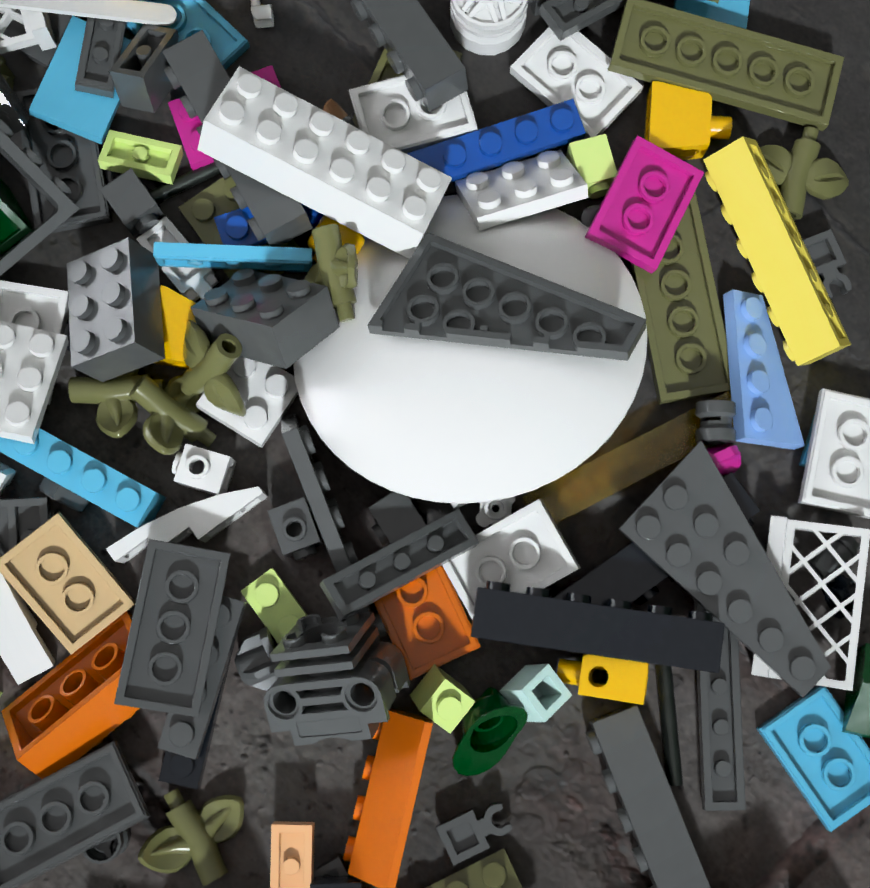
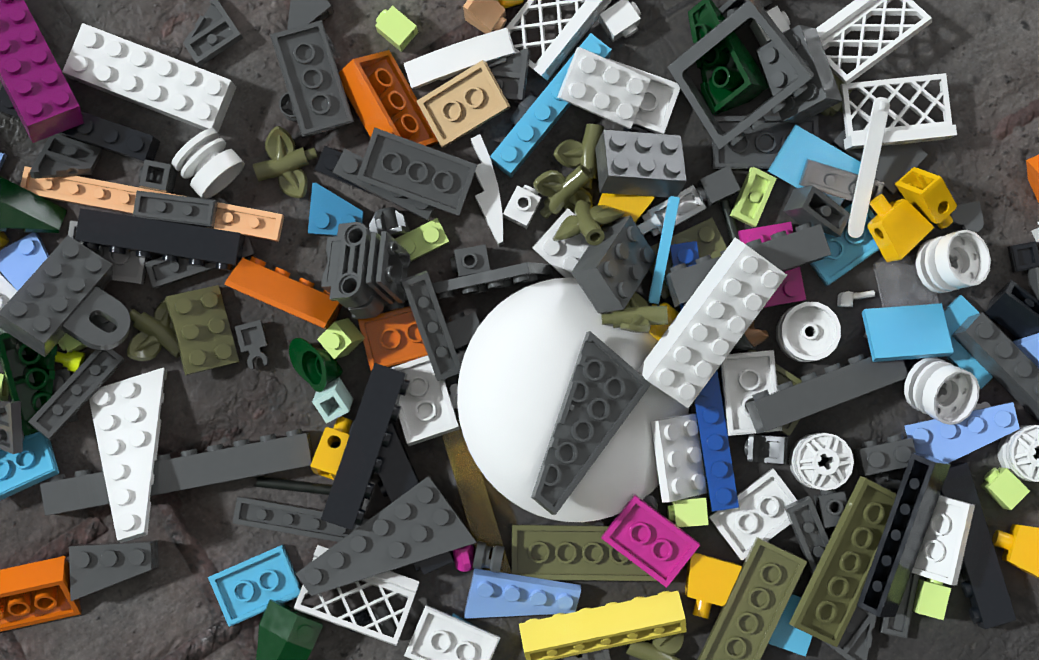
camera: 100 degrees right, 5 degrees up
(257, 753) = (329, 211): none -> dark azure wing
(315, 49) = (823, 327): none -> white wheel
(485, 79) = (766, 449): none -> bracket

